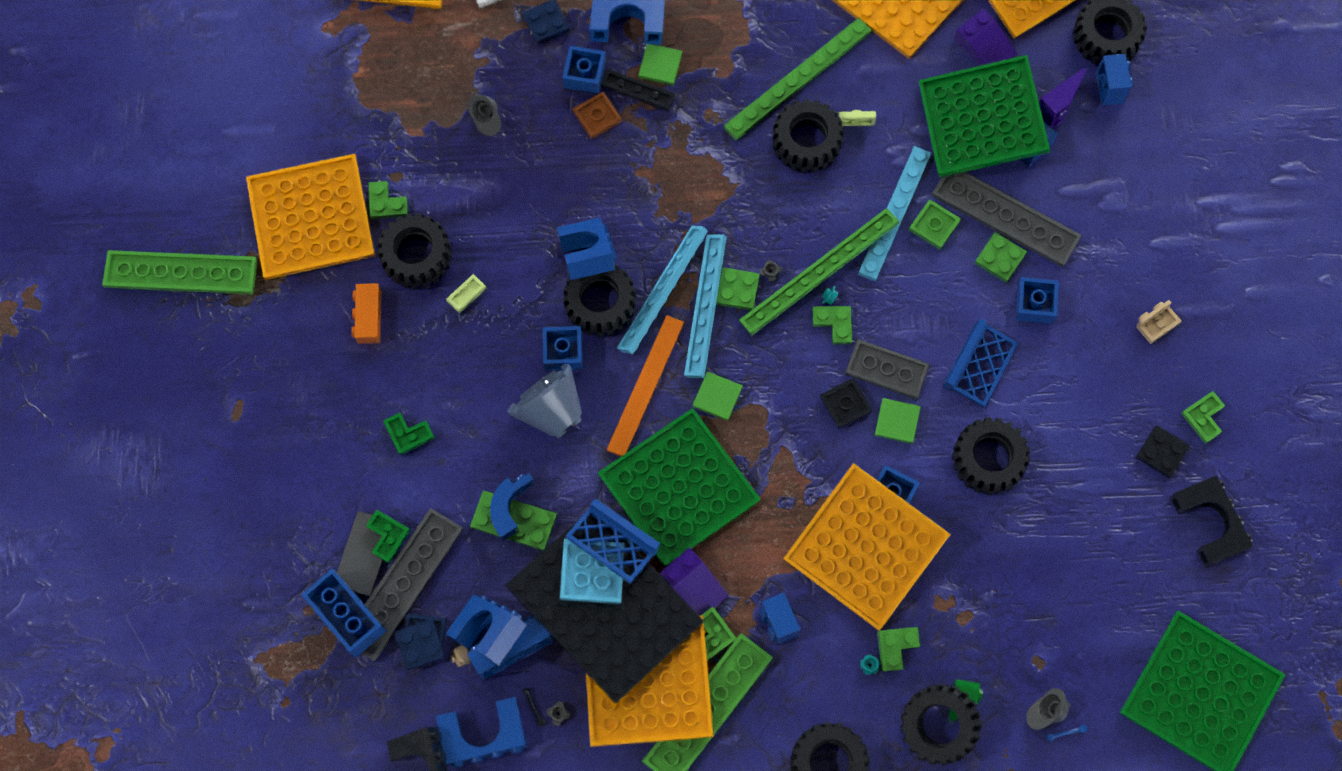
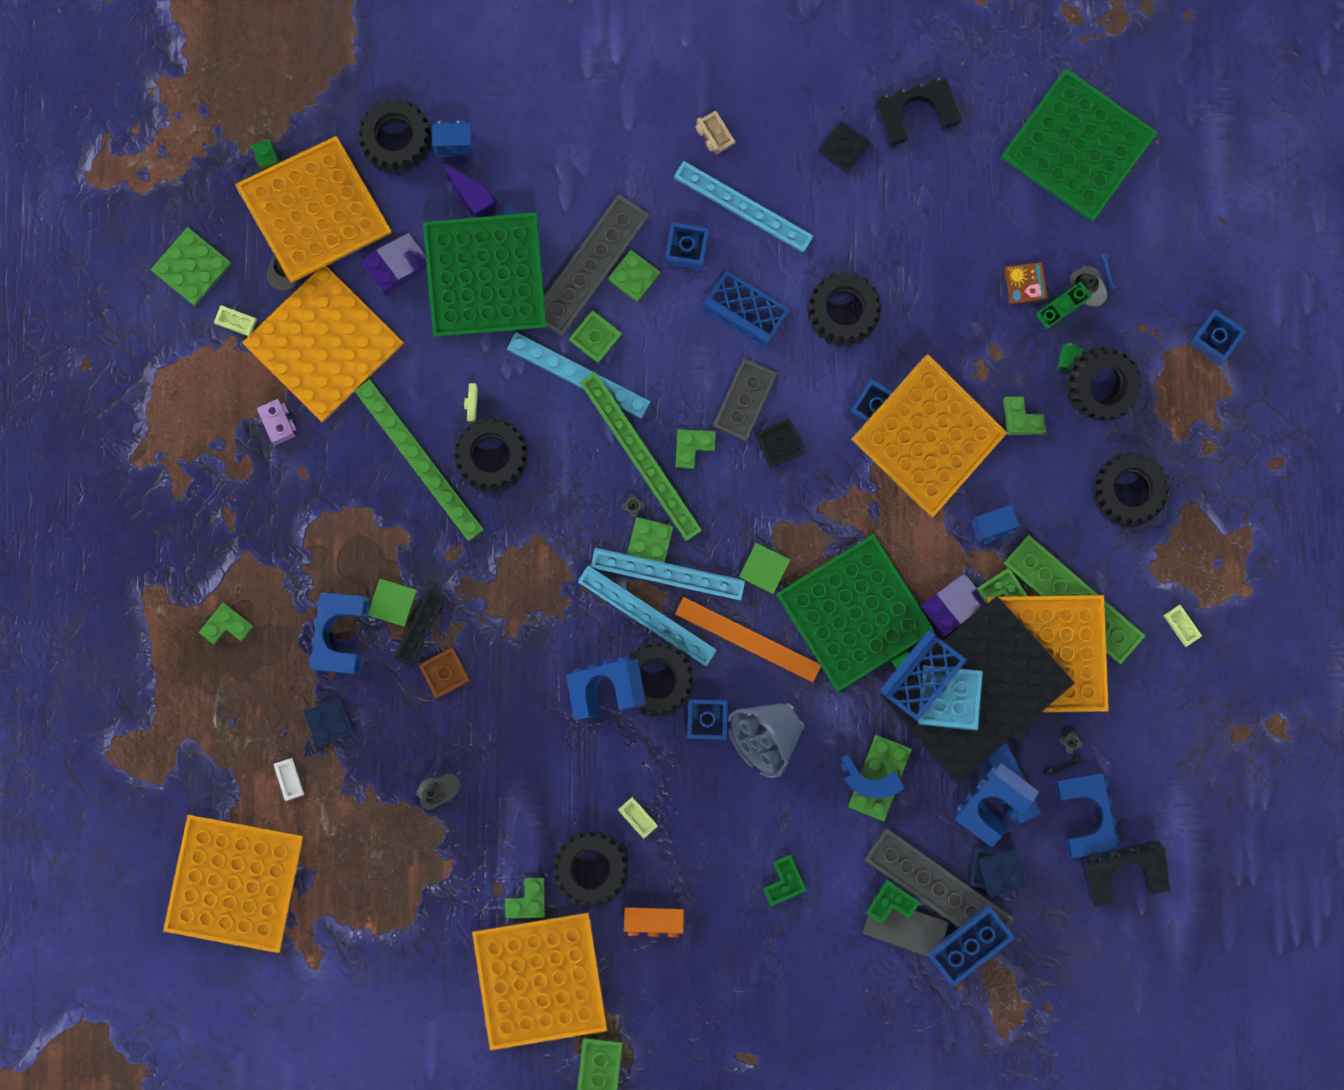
camera: 95 degrees left, 10 degrees up
(460, 656) = (1011, 835): tan piece -> none
(584, 69) = (394, 682): blue brick -> none
(829, 295) = (665, 448): teal plate -> none
(870, 659) = (1042, 444): teal plate -> none
(897, 421) = (800, 395): bright green tile -> none
(1021, 681) = (1064, 305): none -> green slope
(1042, 644) = (1025, 283): none -> dark orange tile
(1084, 355) = (743, 207): none -> medium azure plate
(1200, 415) = (811, 107): bright green plate -> none

